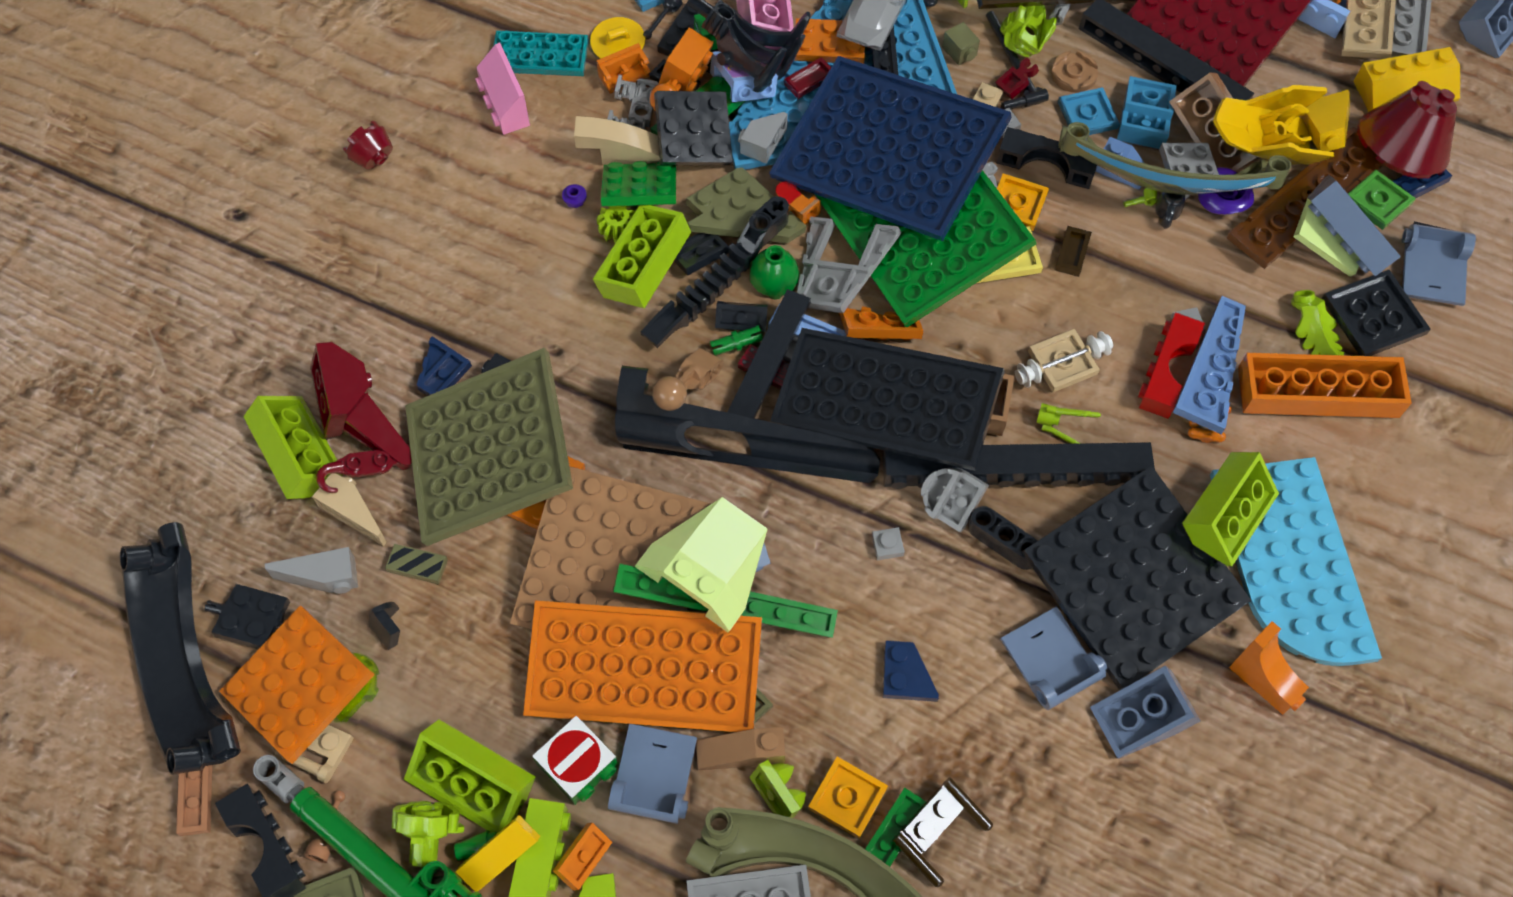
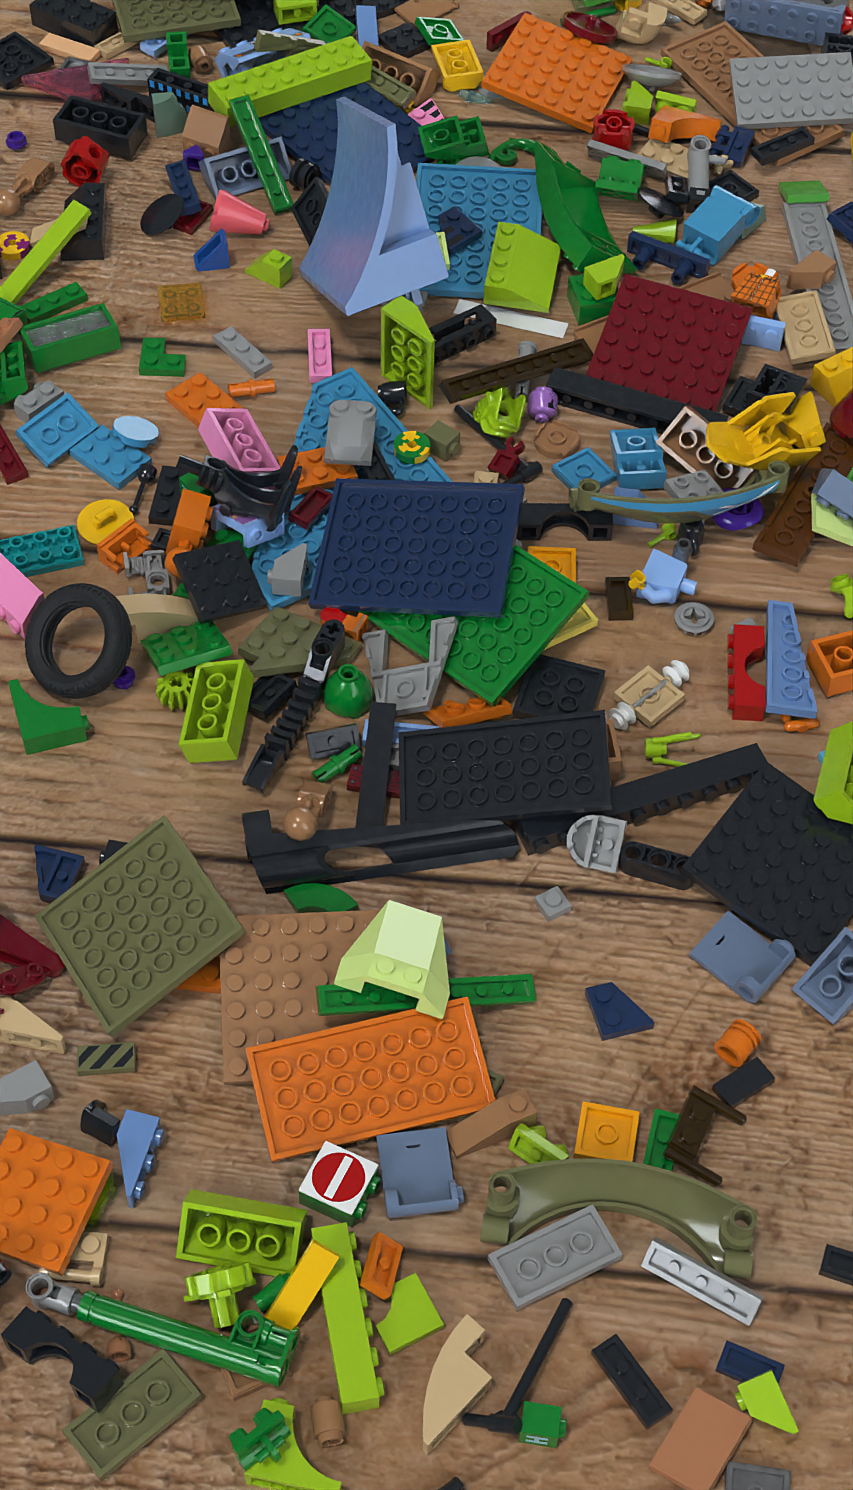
camera: 20 degrees left, 10 degrees down
(406, 661) = (137, 1142): none -> medium blue slope
(485, 224) = (44, 725): none -> green arch
(570, 161) = (114, 651): none -> black tyre
(670, 469) = (319, 898): none -> green tile
(932, 50) = (409, 455): none -> piece
(976, 329) = (557, 688): none -> black plate
(1003, 789) = (743, 1083): none -> black tile
(1012, 747) = (737, 1042): none -> orange piece
(1073, 32) = (542, 404): none -> medium lavender head
(1126, 241) = (665, 575): none -> light blue torso
(1150, 292) = (701, 613): none -> light grey gear
(1307, 71) = (768, 382): none -> black bracket

